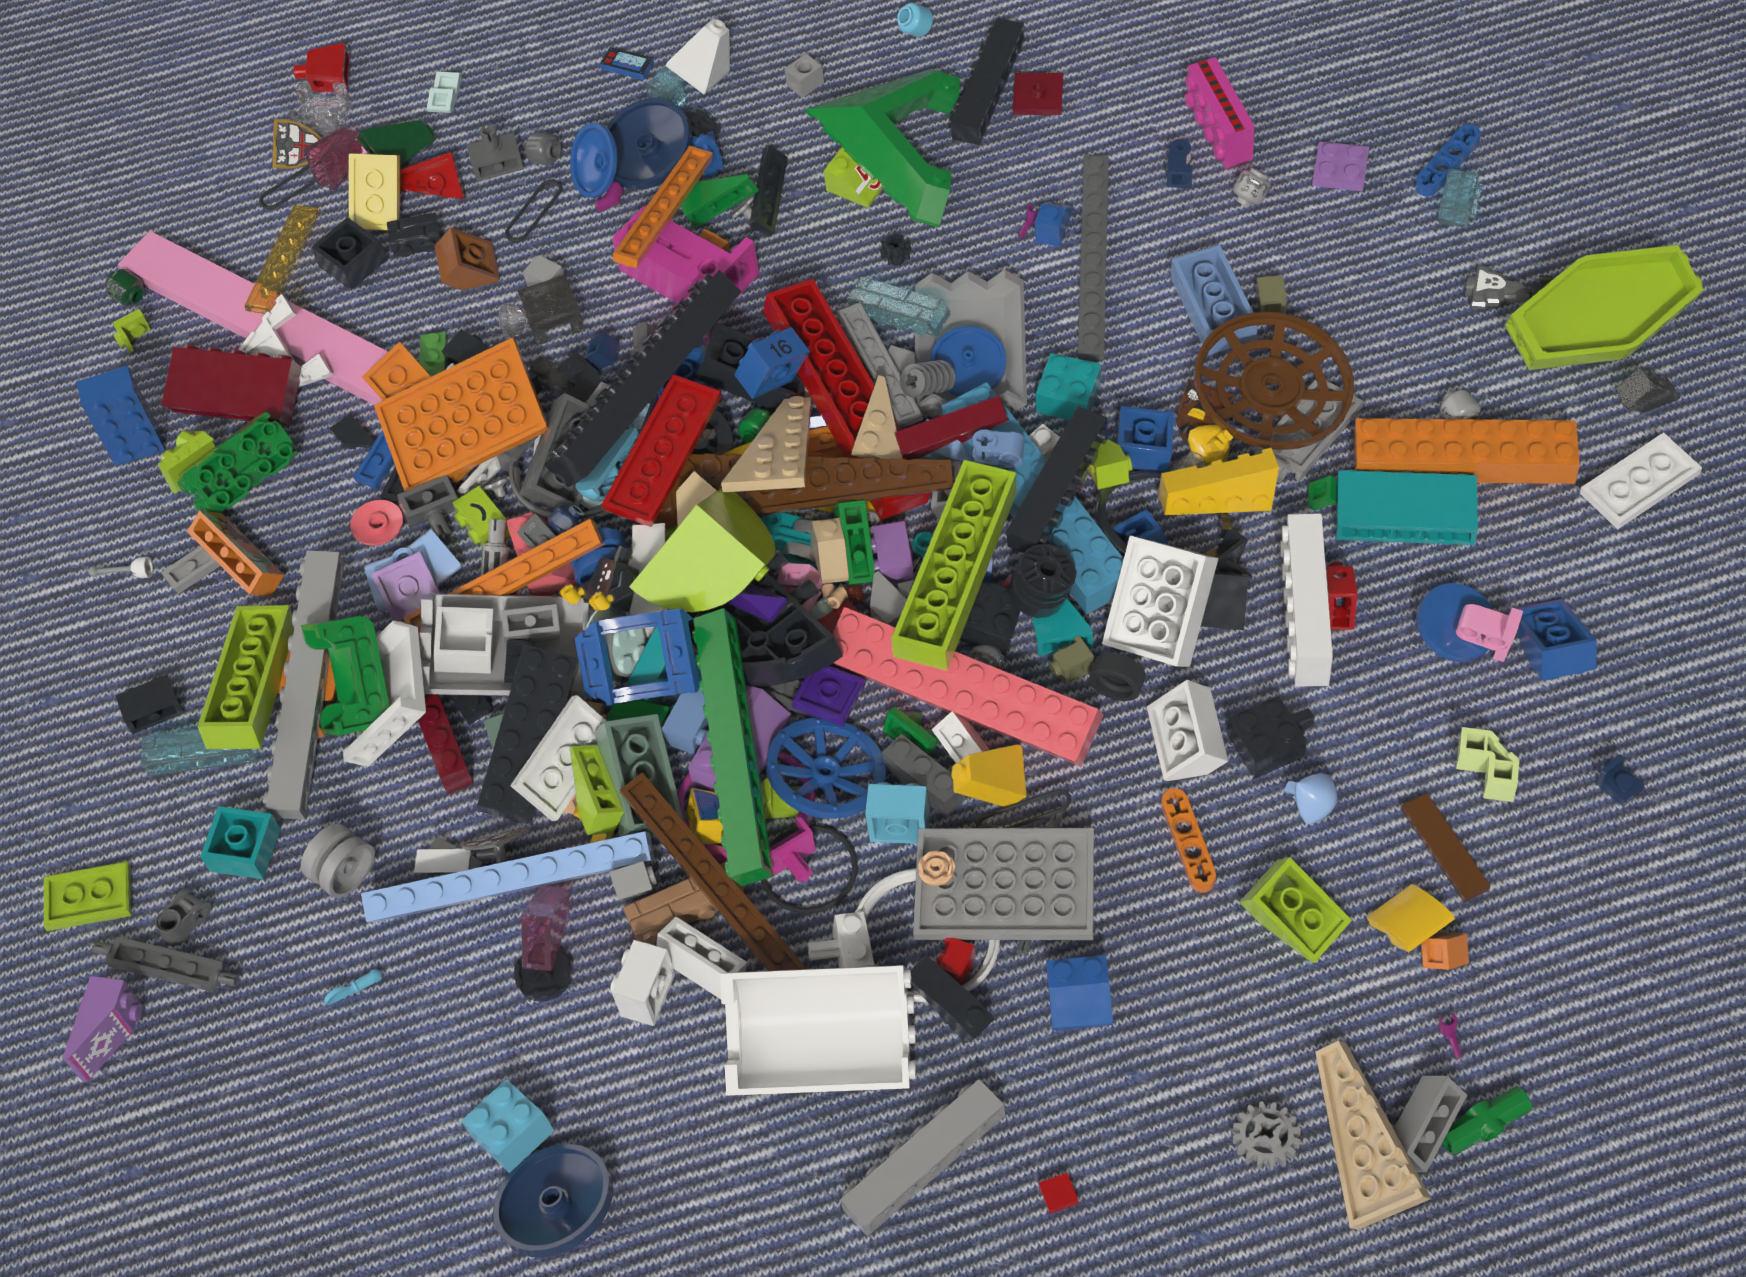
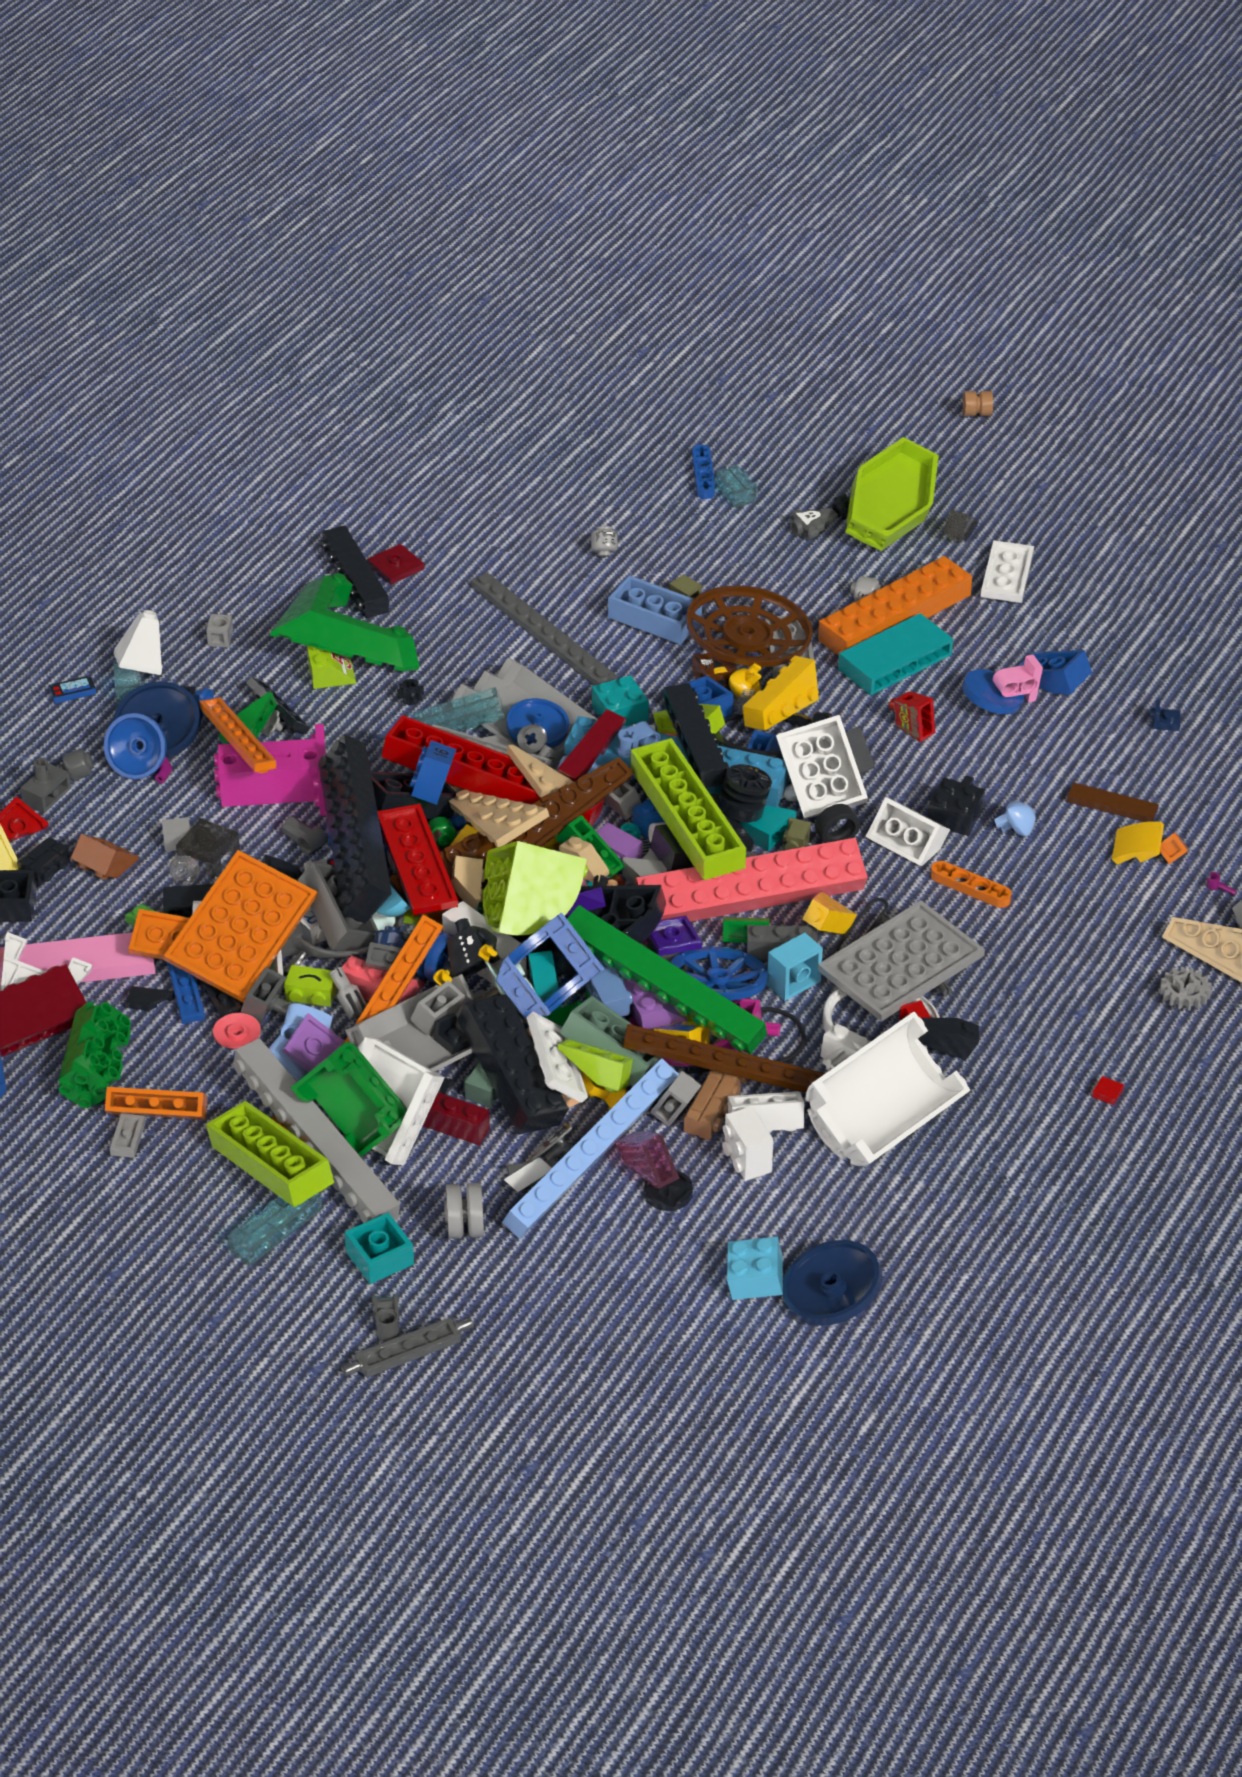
camera: 50 degrees left, 15 degrees down
(87, 896) = (297, 1353): lime tile -> none
(101, 1025) = (410, 1393): medium lavender slope -> none
(140, 567) = (86, 1158): hinge -> none
(149, 704) = (202, 1223): black brick -> none
(188, 449) = (50, 1066): lime slope -> none
(357, 985) = (554, 1275): medium azure piece -> none
(463, 640) = (408, 1035): white piece -> none
(541, 214) = (102, 807): black piece -> none
(602, 351) = (277, 847): dark blue plate -> none
(915, 19) = (262, 560): medium azure head -> none
(922, 1157) = (1015, 1121): light grey brick -> none
(934, 860) = (858, 971): light nougat plate -> none
(958, 737) = (782, 912): white panel -> none
(1030, 219) = (477, 631): magenta hand -> none
(1052, 222) = (497, 625): blue slope -> none
(1079, 992) = (1003, 989): blue slope -> none
(1179, 168) = (540, 555): dark blue leg -> none
(1219, 113) = (538, 510): dark pink brick -> none
(1295, 909) = (1070, 876): lime slope -> none
(1306, 600) = (900, 724): white brick -> none
(1322, 493) = (839, 673): green plate -> none
(1340, 166) = (641, 507): medium lavender plate -> none
(1482, 752) = (1083, 743): yellowish green brick -> none

